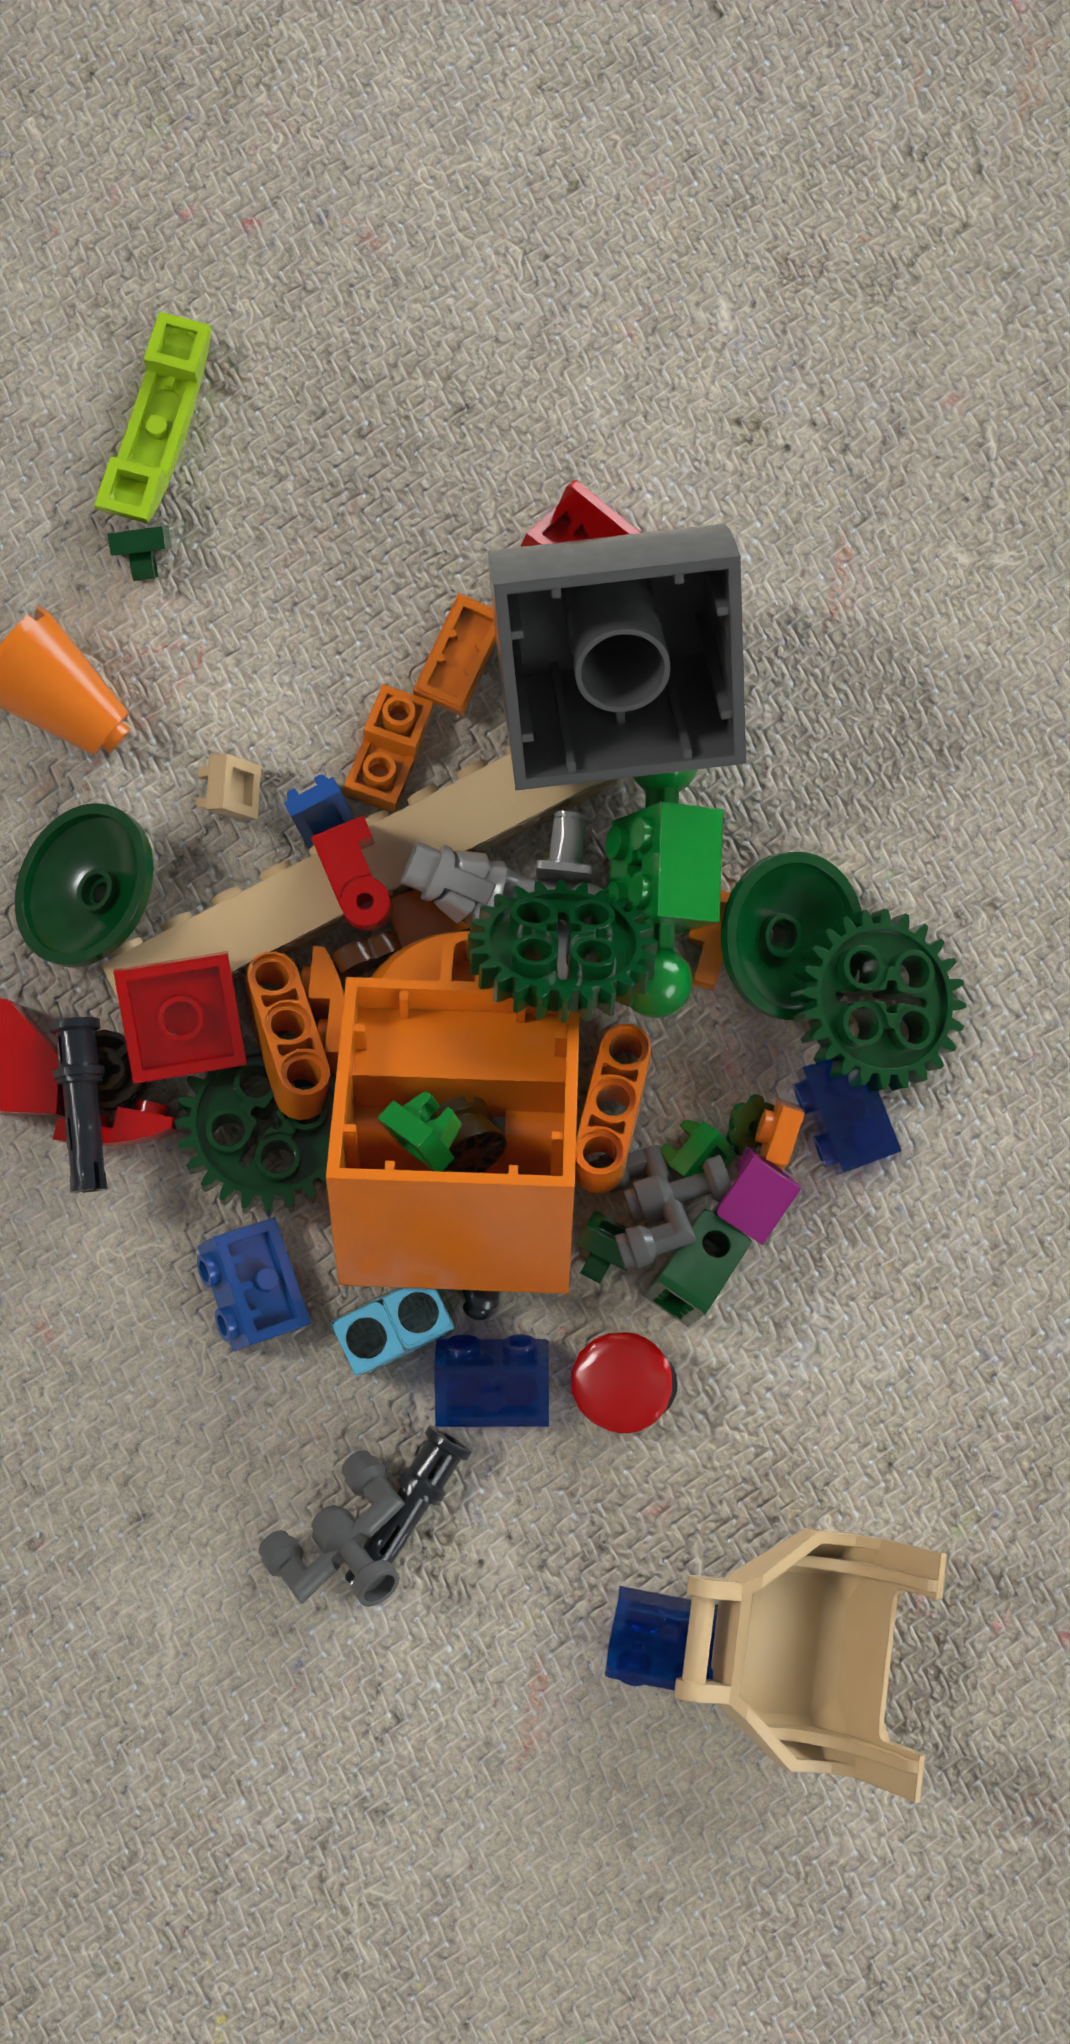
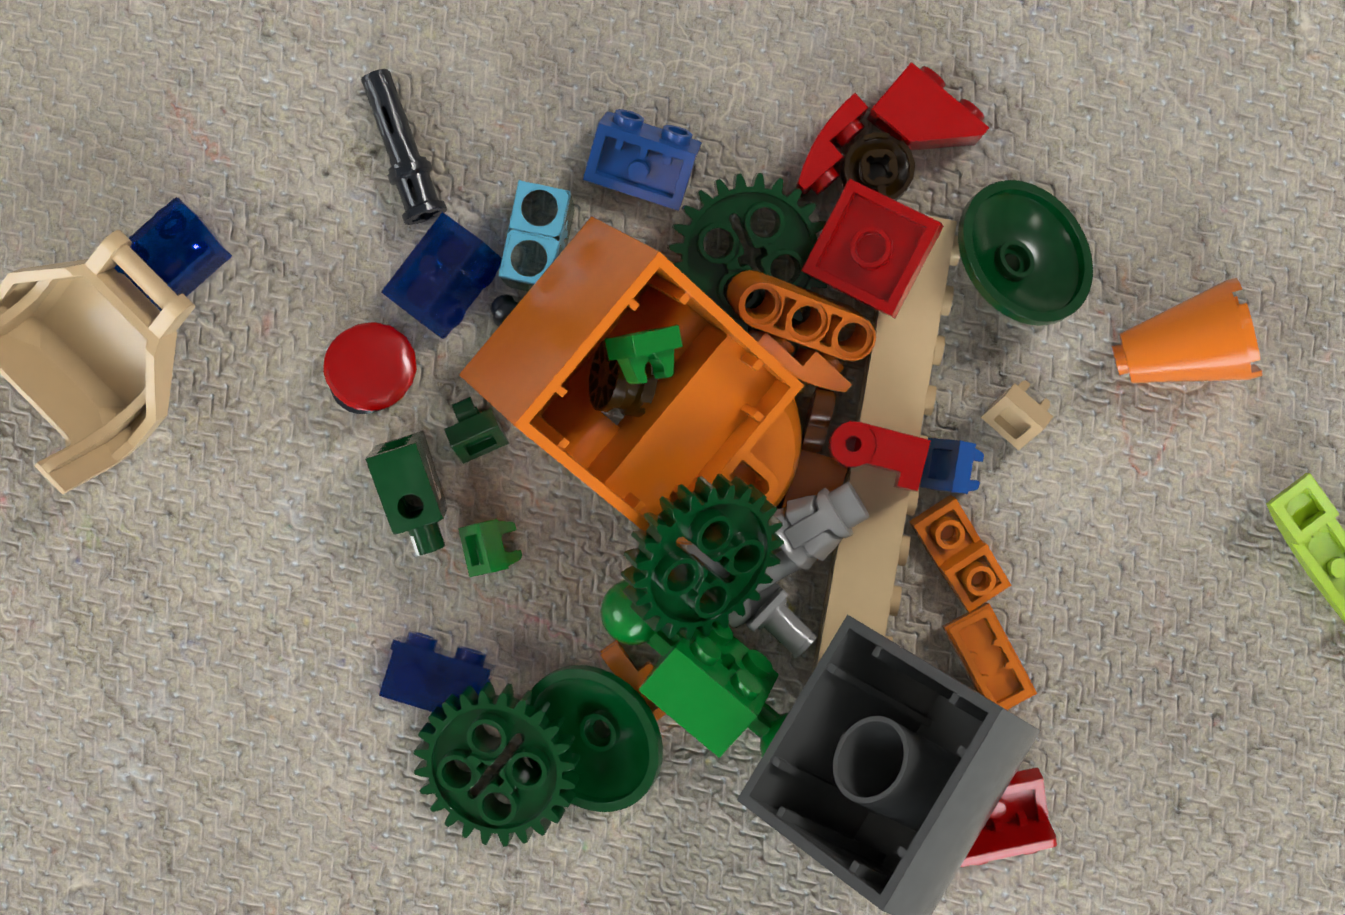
camera: 120 degrees right, 5 degrees up
(79, 1075) = (885, 143): black pin -> none
(140, 547) = (1252, 486): dark green tile -> none
(341, 1539) = (414, 85): dark grey piece -> none
(612, 1083) = (588, 522): orange beam -> none
(660, 1200) = (476, 490): dark grey piece -> none
(744, 1123) = (481, 601): dark green plant -> none
(758, 1196) = (422, 564): magenta panel -> none
(779, 1131) = (457, 614): orange plate -> none

